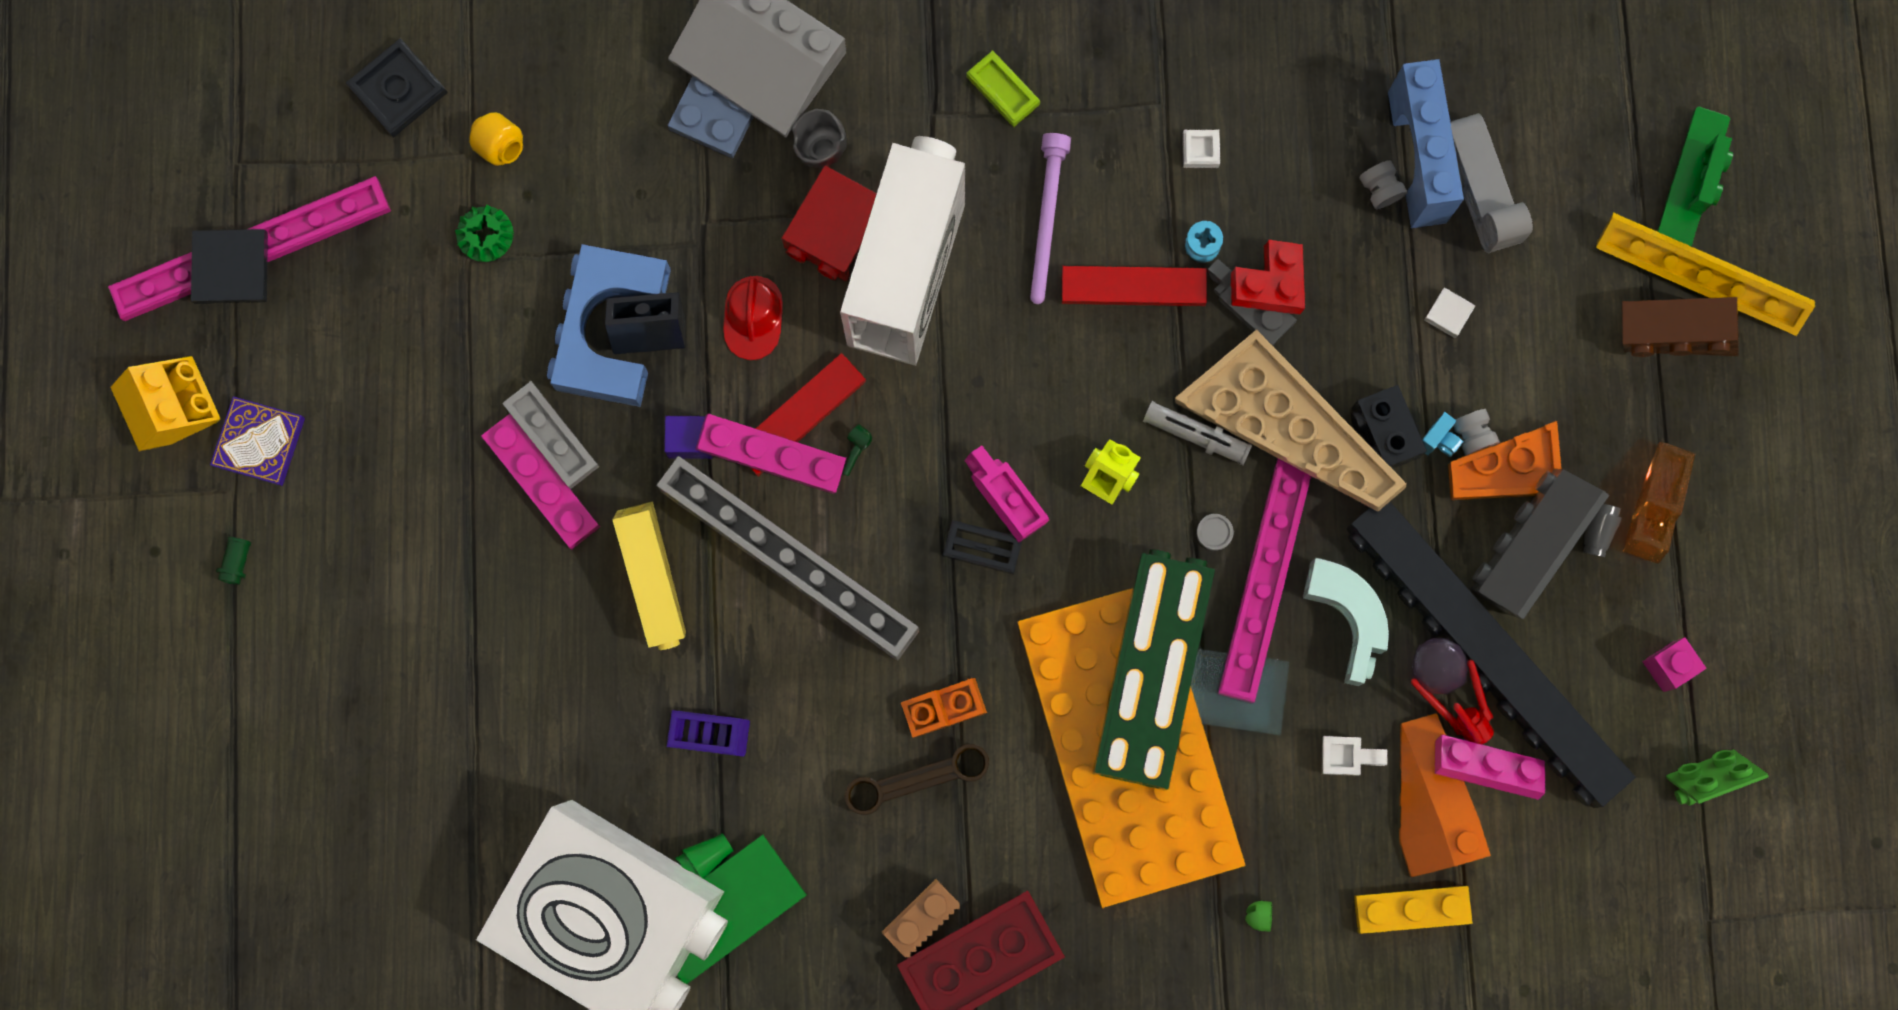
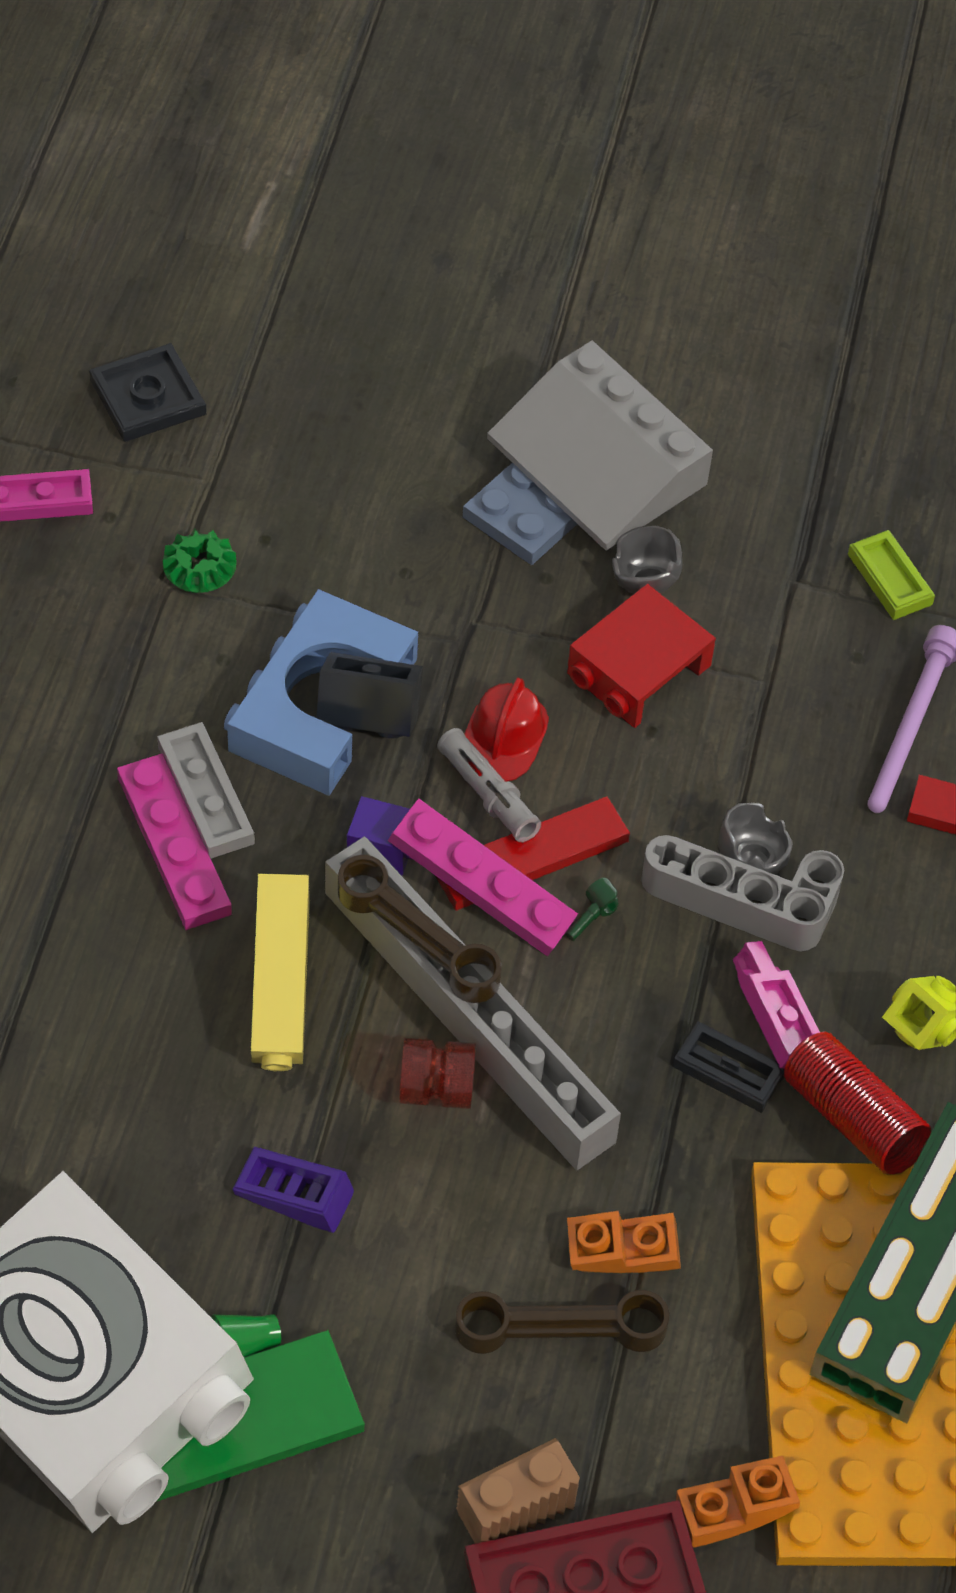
camera: 10 degrees right, 25 degrees down
(496, 139) = (249, 465): yellow head -> none
(737, 525) = (419, 928): none -> dark brown piece
(764, 380) = (517, 817): none -> light grey pin
(782, 621) = (437, 1073): none -> clear red wheel
(905, 250) = (723, 683): white brick -> none
(955, 400) = (678, 874): none -> light grey beam
(957, 363) = (754, 838): none -> flat silver hair
(1066, 877) = (745, 1501): none -> orange slope
(1084, 568) = (857, 1103): none -> red piece

